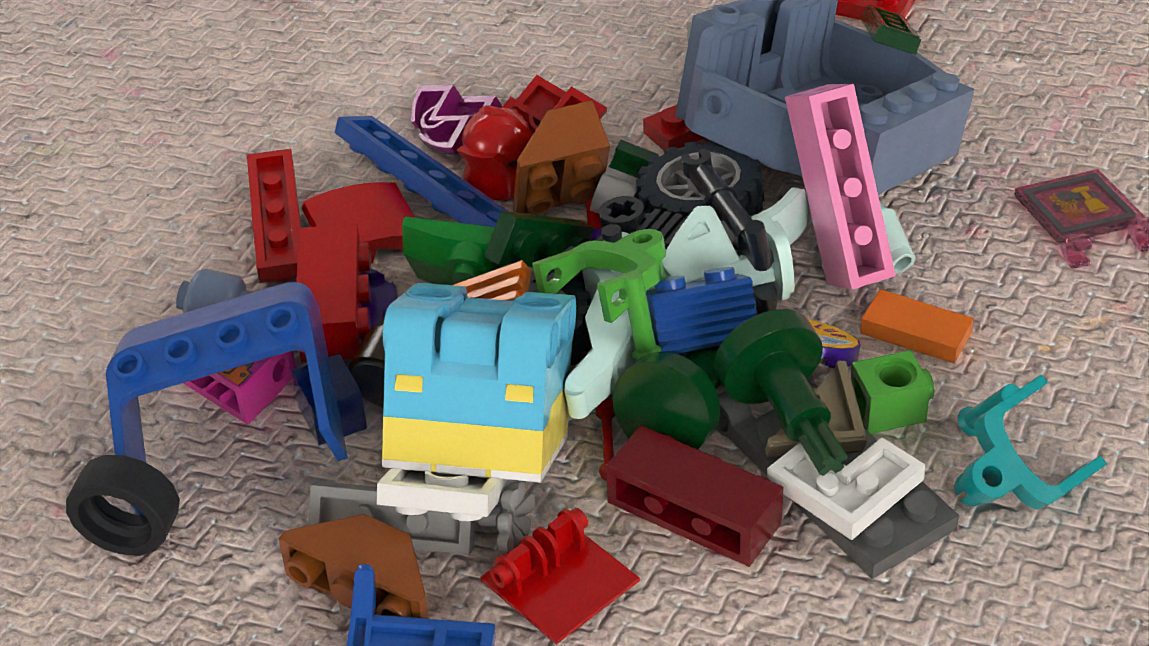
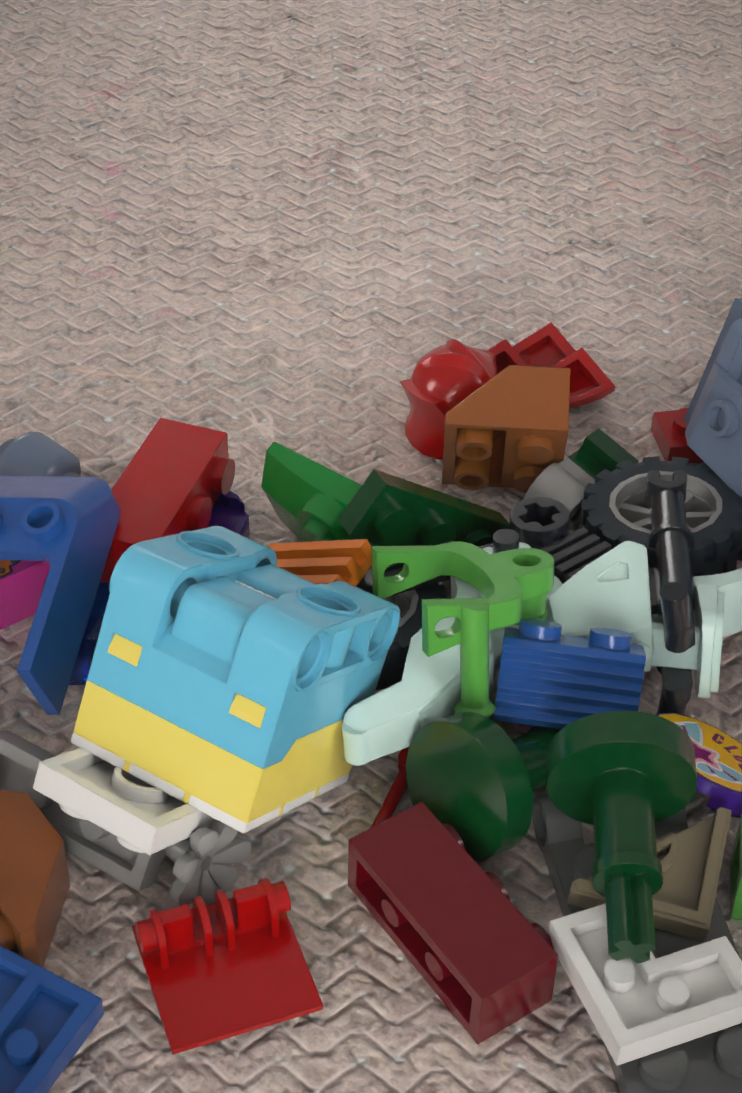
camera: 20 degrees right, 0 degrees up
(274, 214) = (168, 386): red plate -> none
(373, 206) = (258, 418): red slope -> none
(418, 171) = (355, 396): blue plate -> none
(443, 114) = (421, 328): magenta brick -> none

